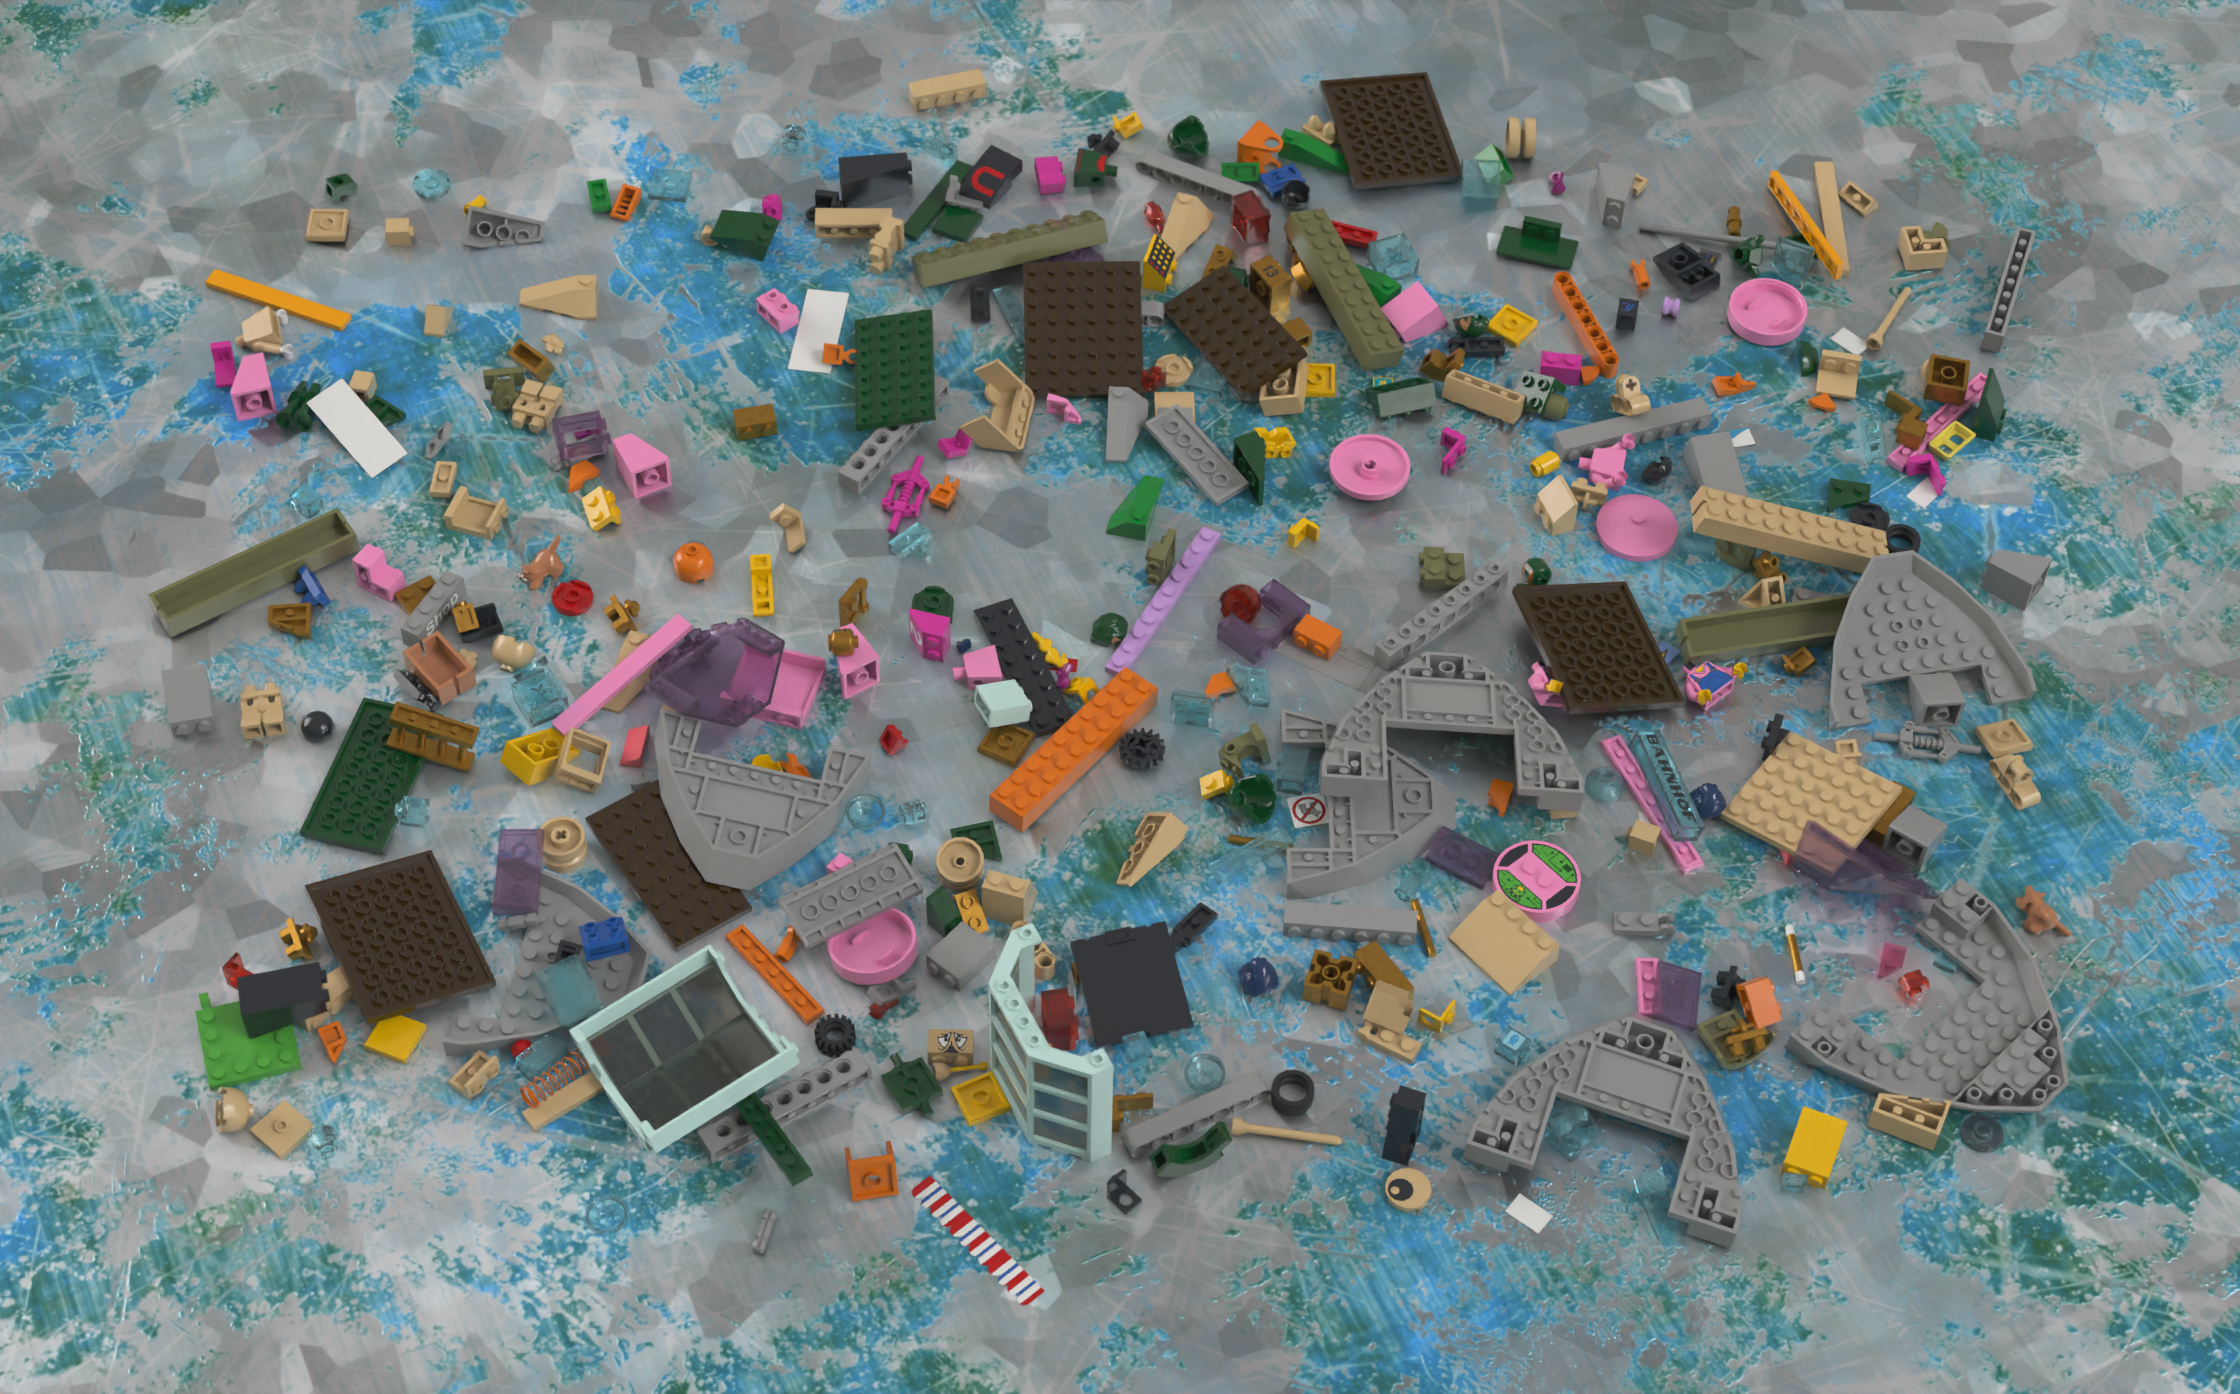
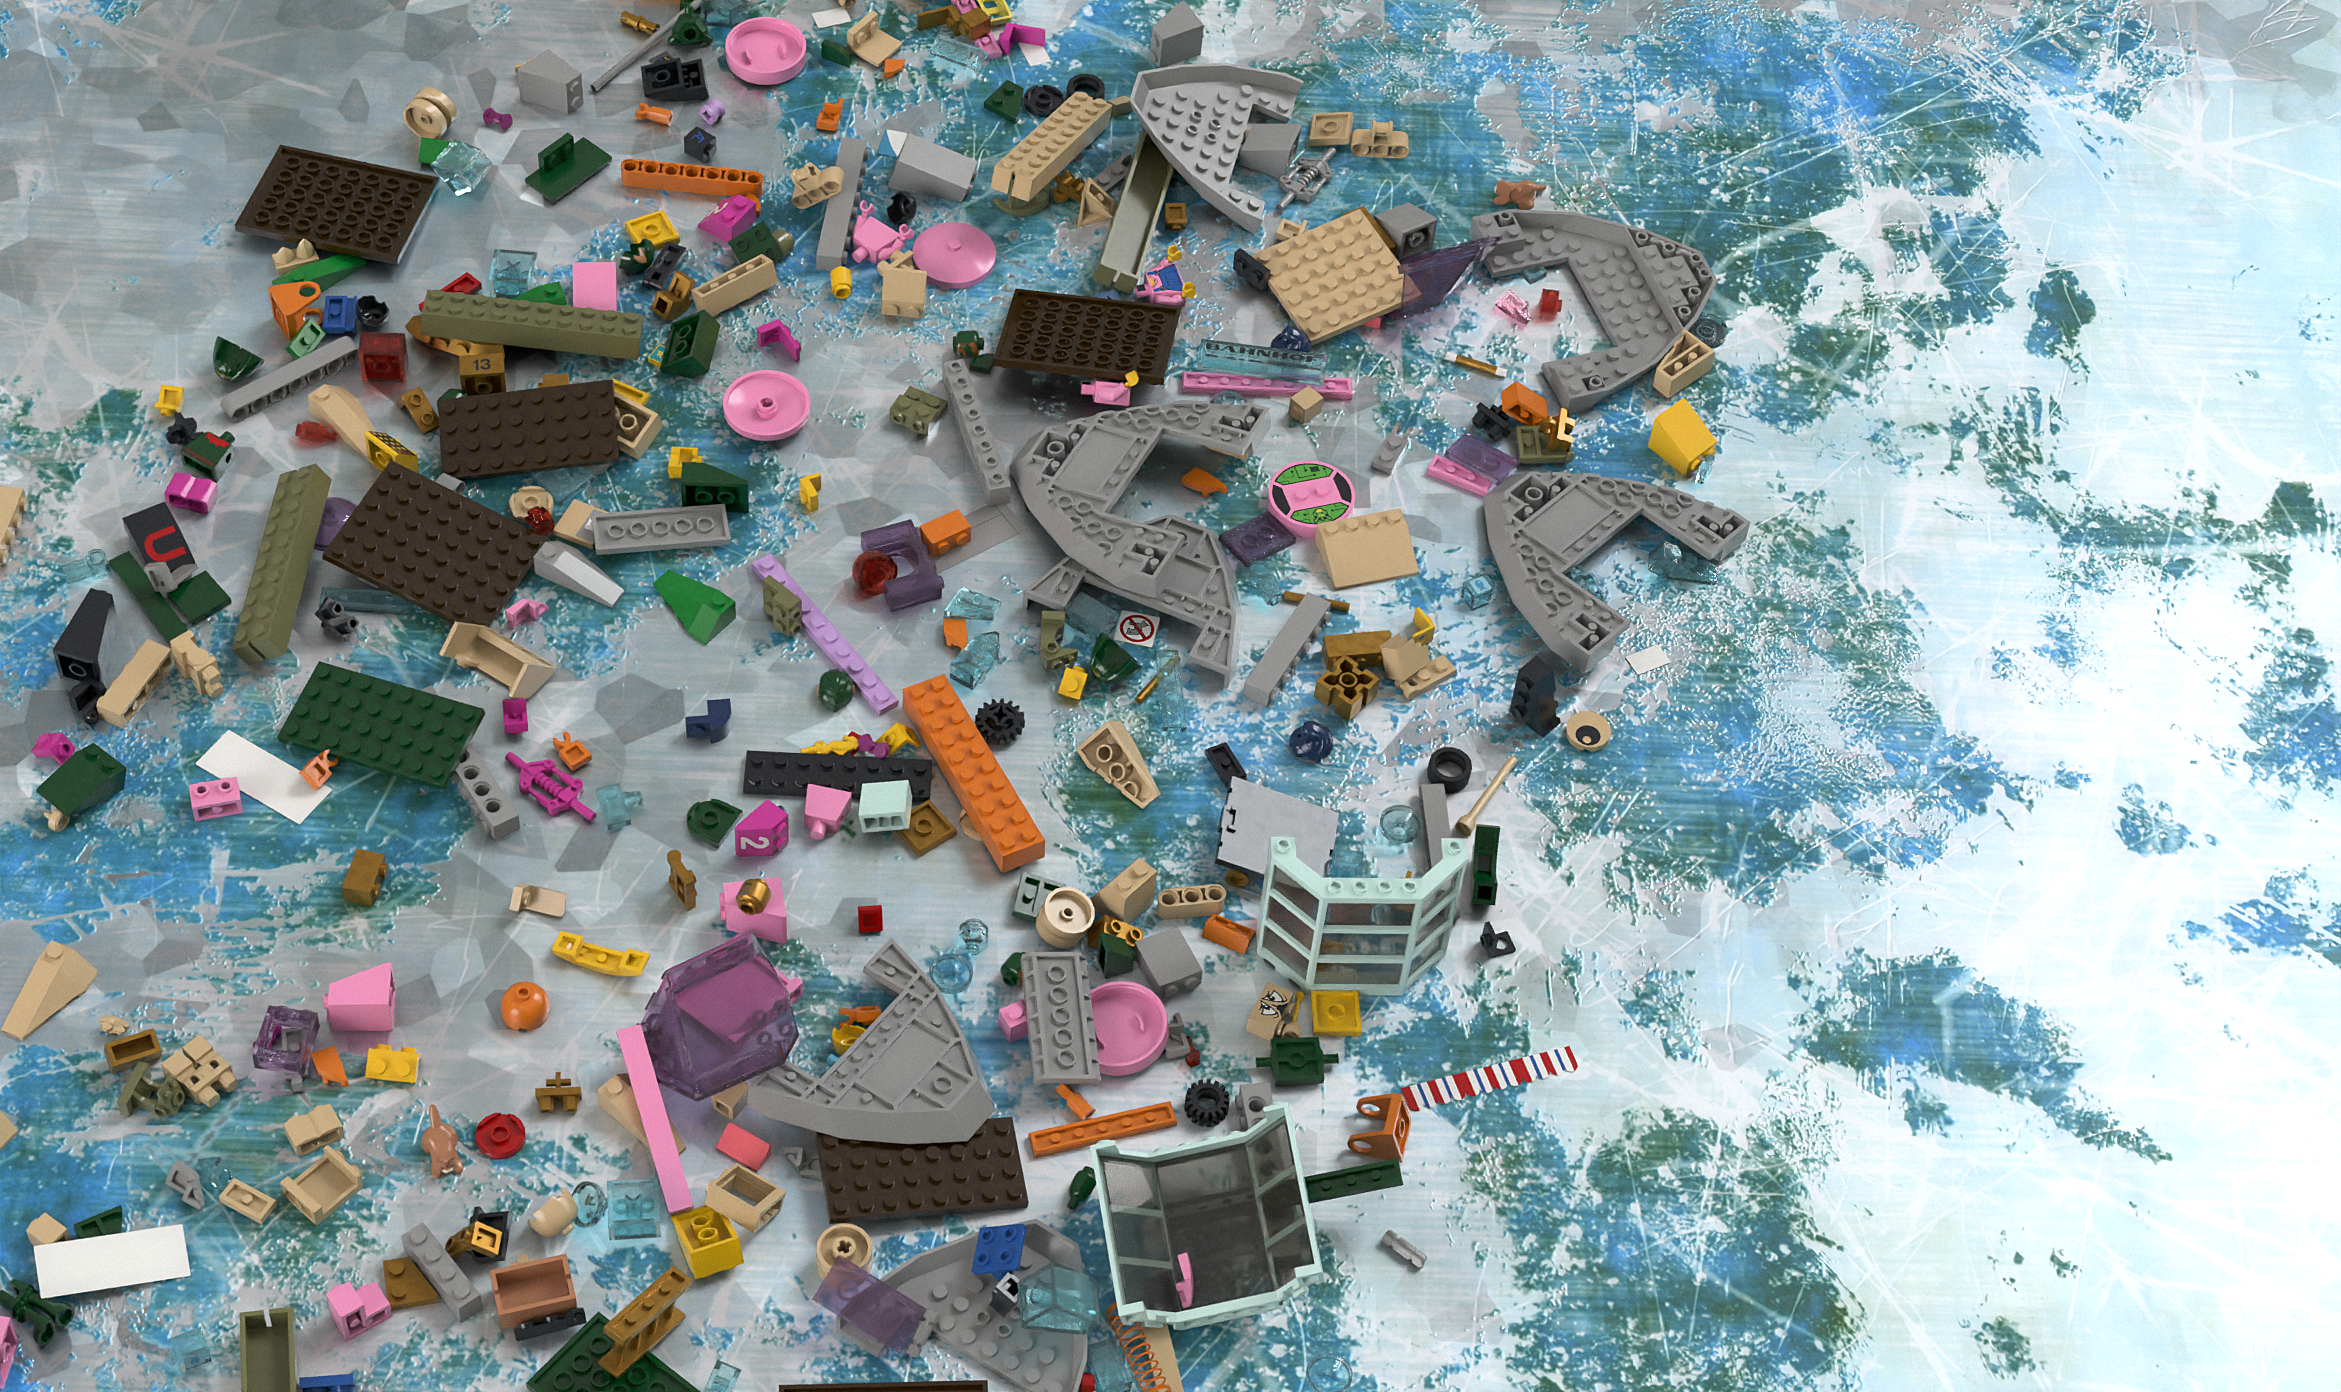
camera: 70 degrees left, 0 degrees up
(519, 488) = (313, 1129): none -> tan brick
(643, 1074) = (1185, 1287): none -> bright pink slope
(1028, 567) = (715, 724): none -> dark blue brick

